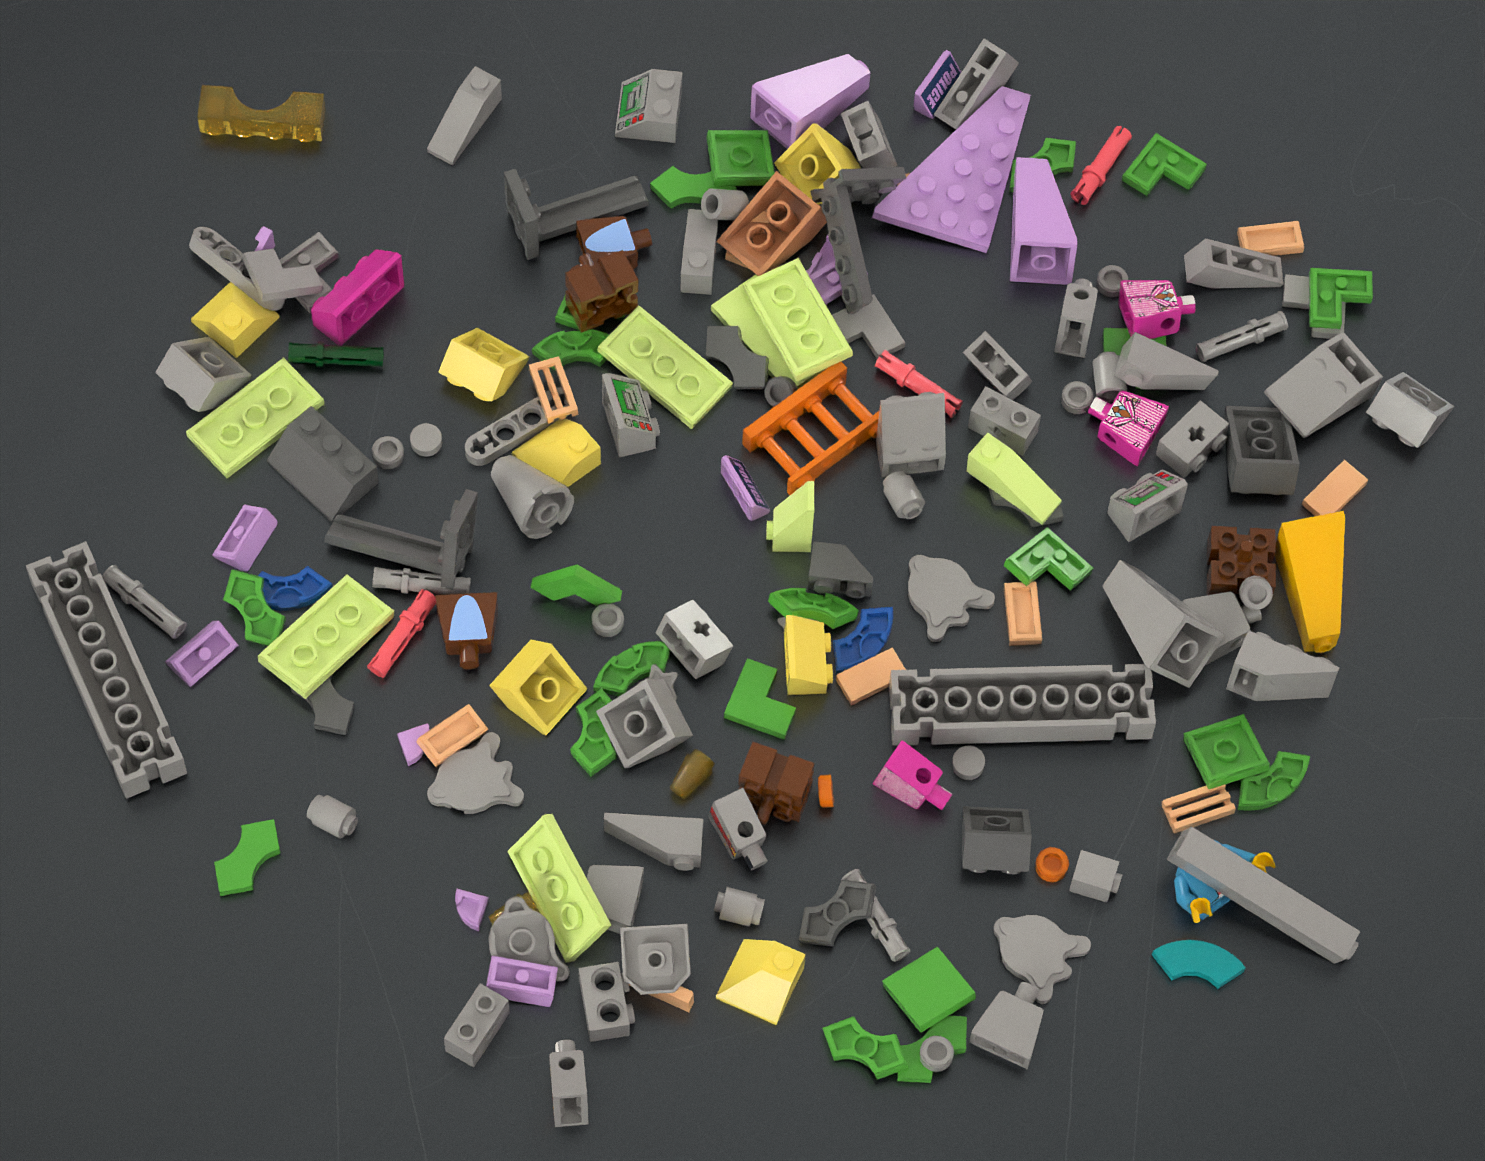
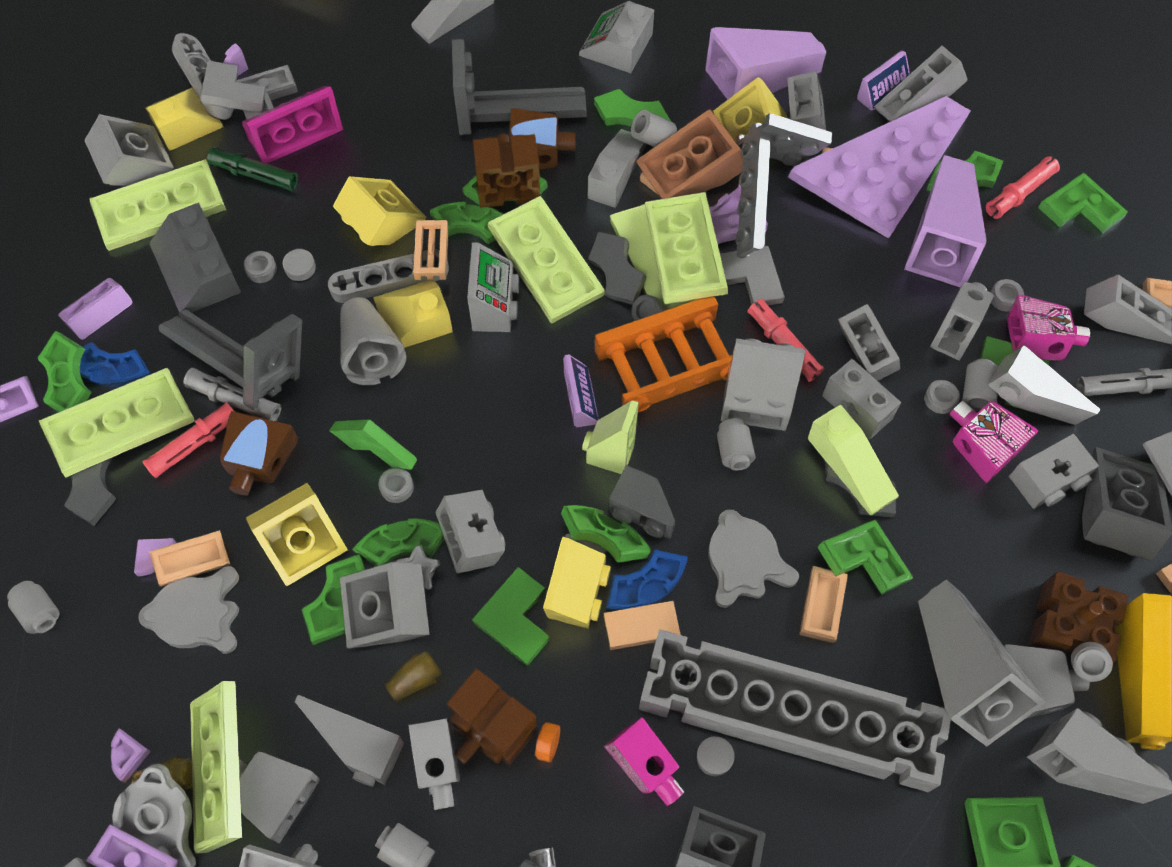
camera: 20 degrees right, 0 degrees up
(740, 157) = (682, 95): bright green tile -> none
(1147, 503) = (990, 524): light grey slope -> none

